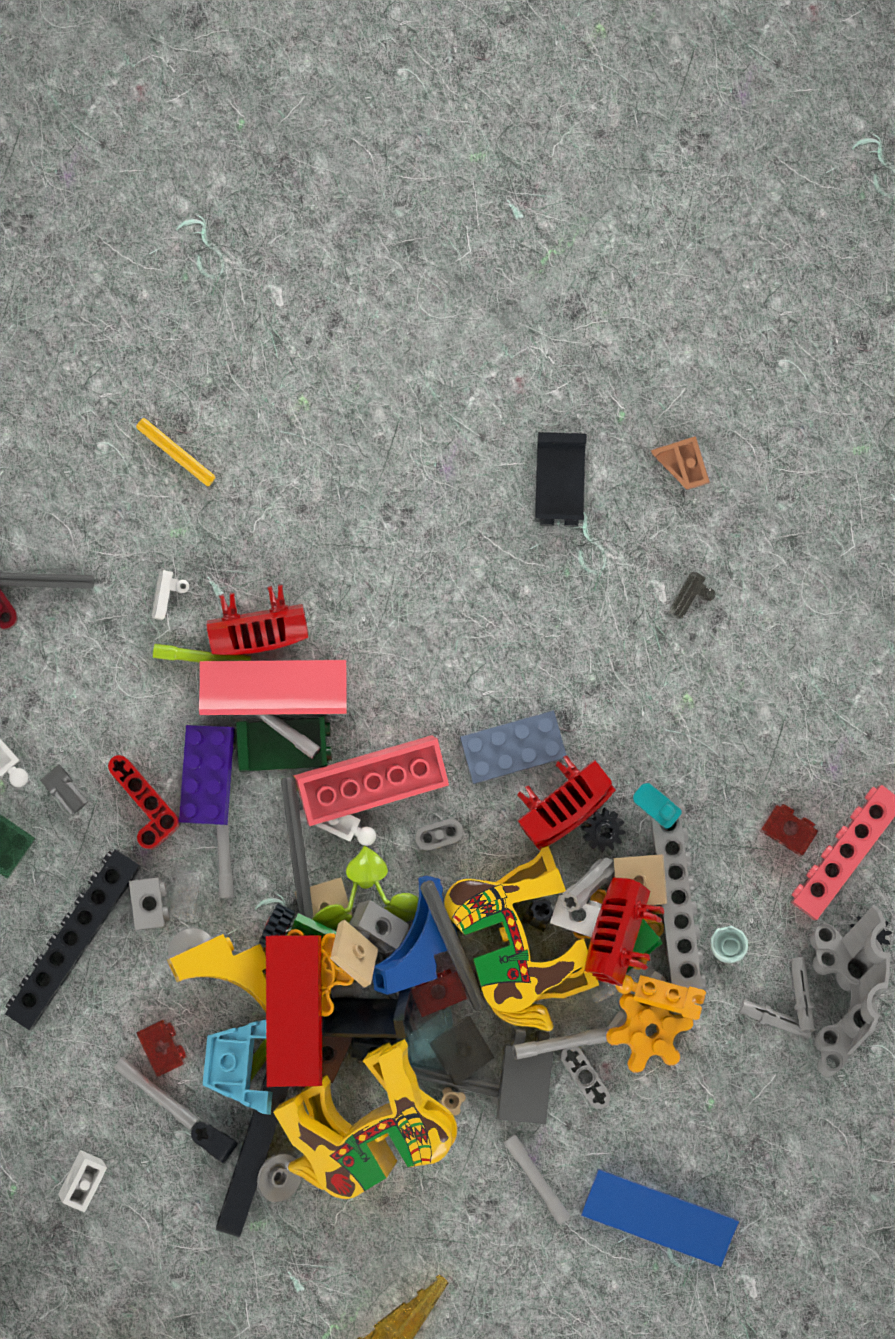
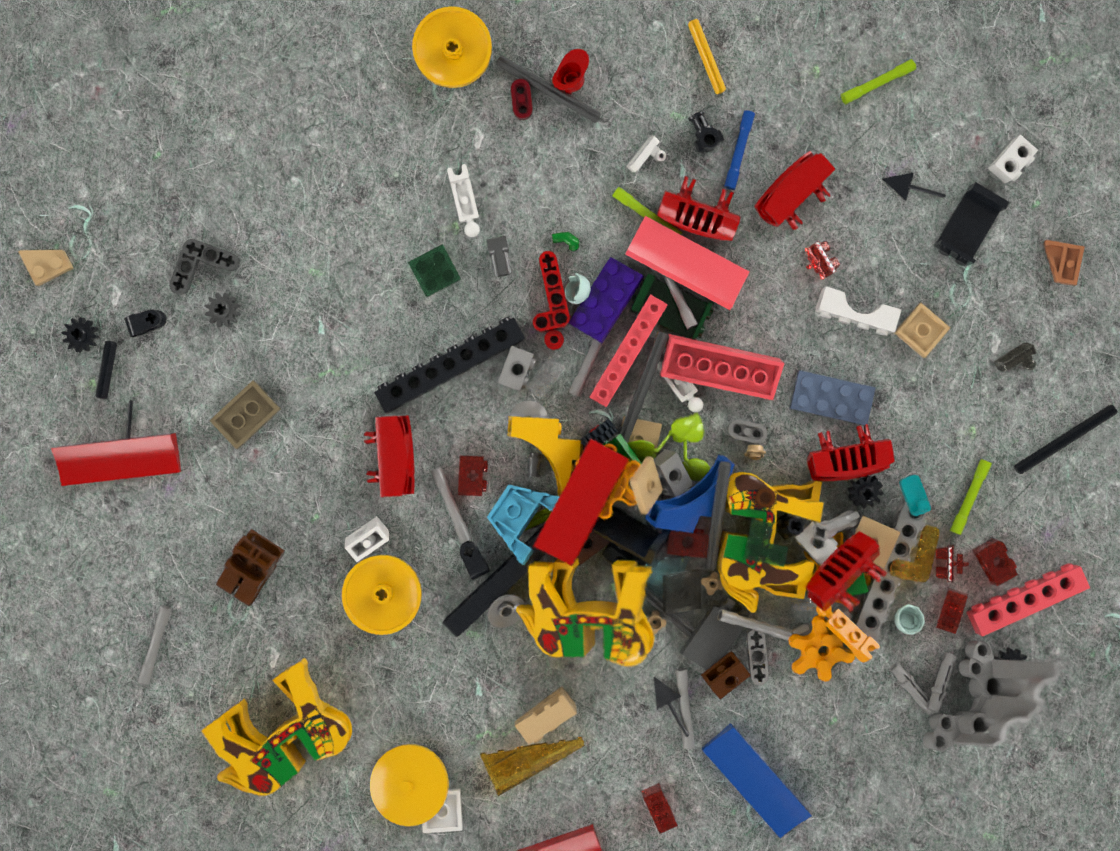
camera: 30 degrees right, 5 degrees up
(36, 548) = (571, 71): none -> red piece
(64, 1072) = (394, 456): none -> red piece
(128, 730) = (568, 238): none -> green arm
(131, 1234) = (381, 594): none -> yellow dish
(168, 780) = (577, 289): none -> light aqua hair
(180, 849) = (549, 344): none -> red plate
(216, 534) = (705, 130): none -> black connector
(224, 998) = (534, 464): none -> dark grey pin
(260, 818) = (628, 350): none -> coral brick
(271, 559) = (745, 128): none -> blue piece
(344, 545) = (794, 188): none -> red piece
(386, 1271) = (546, 716): none -> tan wedge
(392, 356) = (897, 72): none -> lime piece
(416, 606) = (819, 259): none -> clear red hips
(457, 644) = (834, 303): none -> white arch
(460, 852) = (755, 452): none -> tan plate
(463, 474) = (902, 184): none -> black piece
(484, 1025) = (707, 583): none -> tan plate
(490, 897) = (765, 497): none -> reddish brown tile
(507, 1178) = (664, 697): none -> black piece
(513, 956) = (758, 545): none -> clear green plate
(557, 1105) = (725, 675): none -> reddish brown brick
(563, 383) = (1011, 157): none -> white brick
(567, 1306) = (659, 808): none -> clear red brick
(570, 620) = (922, 330): none -> tan plate
(706, 882) = (921, 567): none -> clear yellow beam
(721, 745) = (962, 516): none -> lime piece
(734, 849) = (948, 554): none -> clear red hips
(769, 909) = (952, 610): none -> clear red brick
(793, 654) = (1065, 439): none -> black axle

